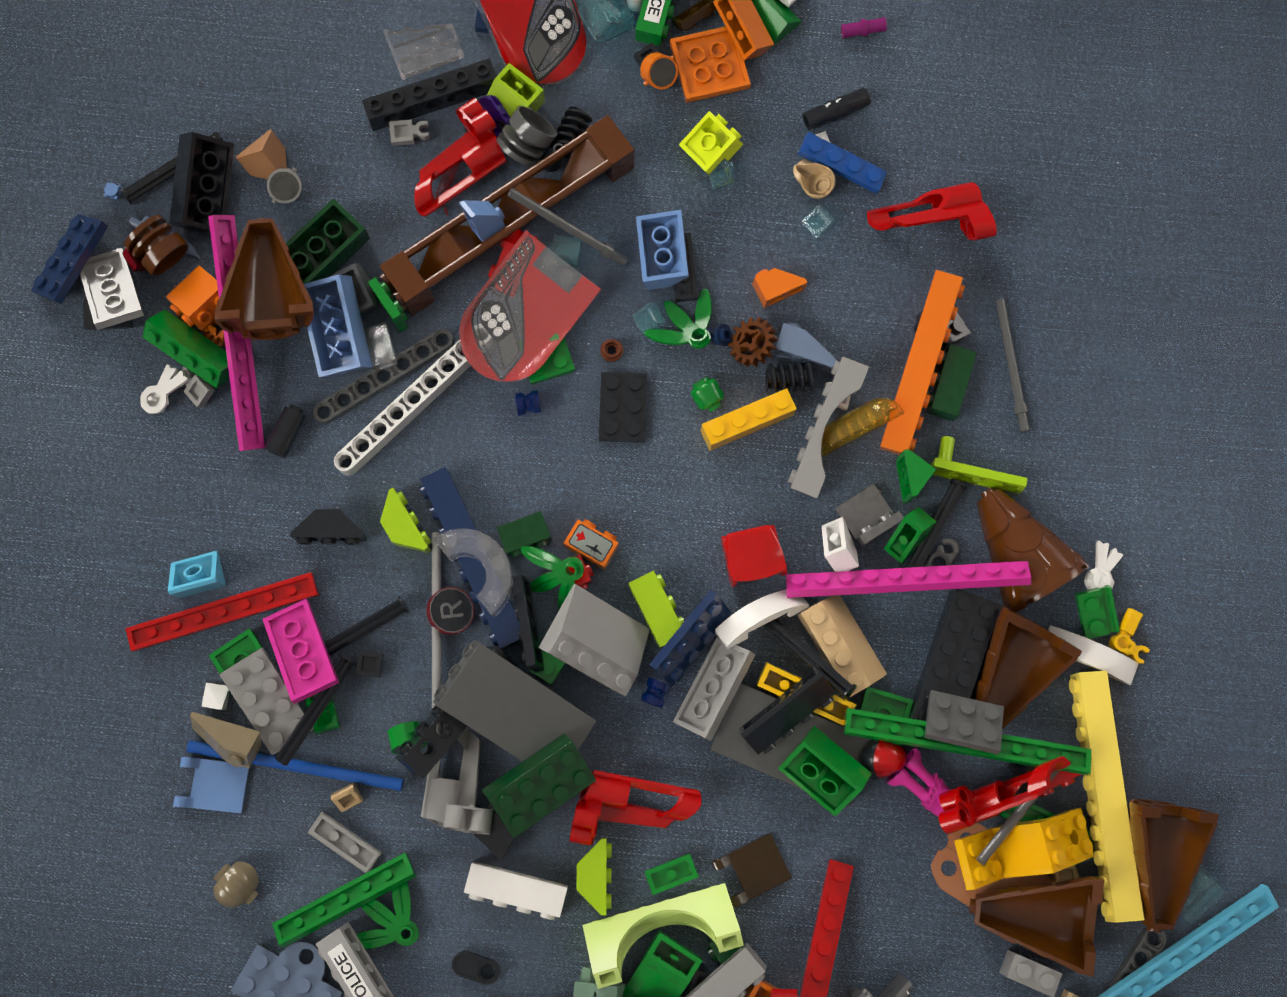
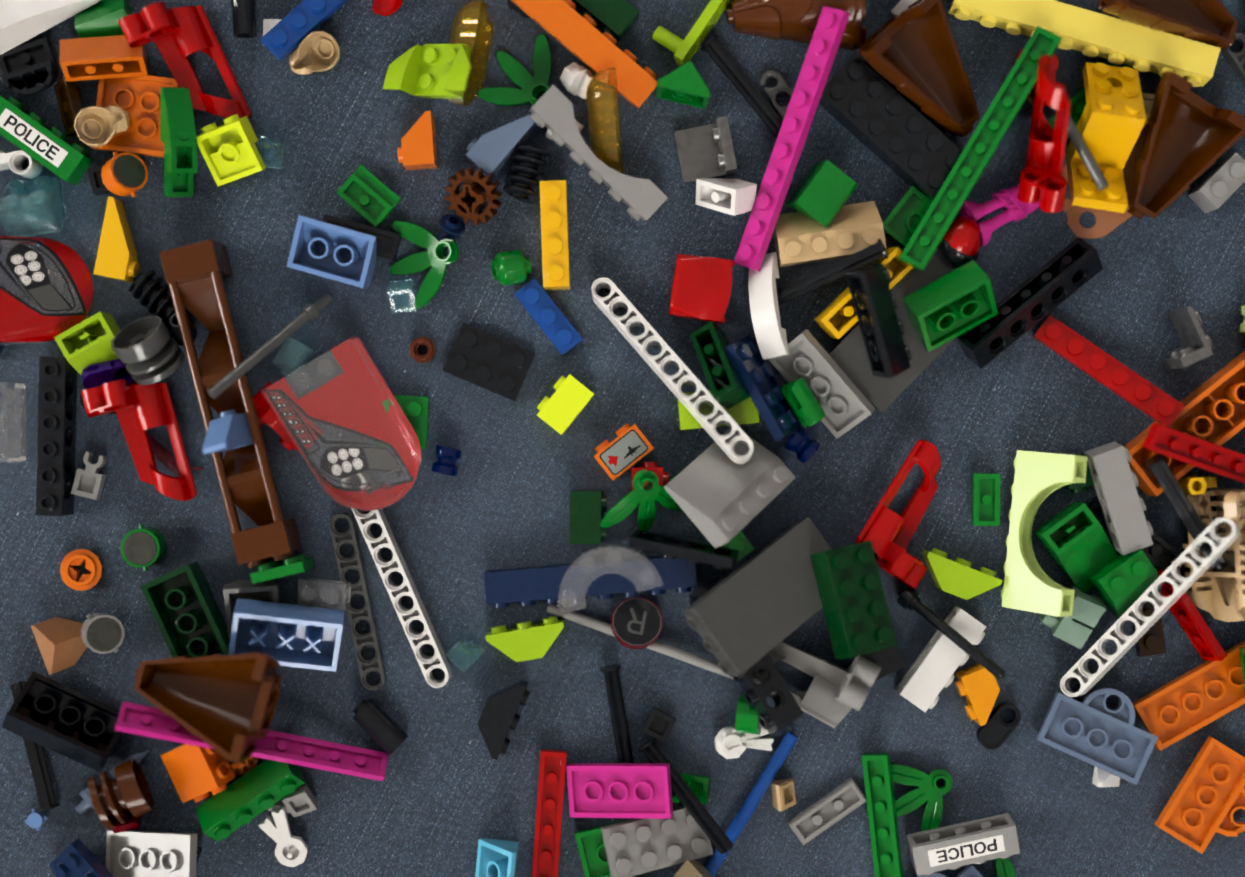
camera: 65 degrees left, 10 degrees up
(324, 145) = (71, 574): none -> orange gear
(366, 192) = (143, 547): none -> piece
(371, 479) = (464, 654): none -> clear light blue slope
(375, 735) = (732, 743): none -> white piece
(501, 936) = (979, 691): none -> light orange slope
(558, 840) = (910, 600): none -> black piece
(596, 87) = (116, 248): none -> yellow slope
(612, 480) = (564, 404): none -> neon yellow brick
(667, 562) = (673, 382): none -> white beam
(679, 441) = (548, 316): none -> blue plate
(688, 594) = (720, 373): none -> dark green brick
(690, 37) = (100, 124): none -> tan hair
(692, 678) = (803, 402): none -> green arm
(701, 101) = (179, 140): none -> green slope
(718, 262) = (368, 196): none -> green plate
(757, 868) = (1012, 411): dark brown flag -> none
(784, 70) = (178, 35): none -> red panel
(818, 221) = (363, 69): clear light blue slope -> none
(839, 271) = (431, 71): none -> lime piece
(857, 843) = (1031, 301): none -> black brick
(865, 296) = (474, 29): none -> clear yellow brick
(865, 345) = (530, 87): none -> green plant
(874, 626) = (822, 193): none -> green slope
(882, 387) = (576, 79): none -> white piece
(909, 534) = (743, 116): green slope -> none
(964, 722) = (960, 144): dark grey plate -> none

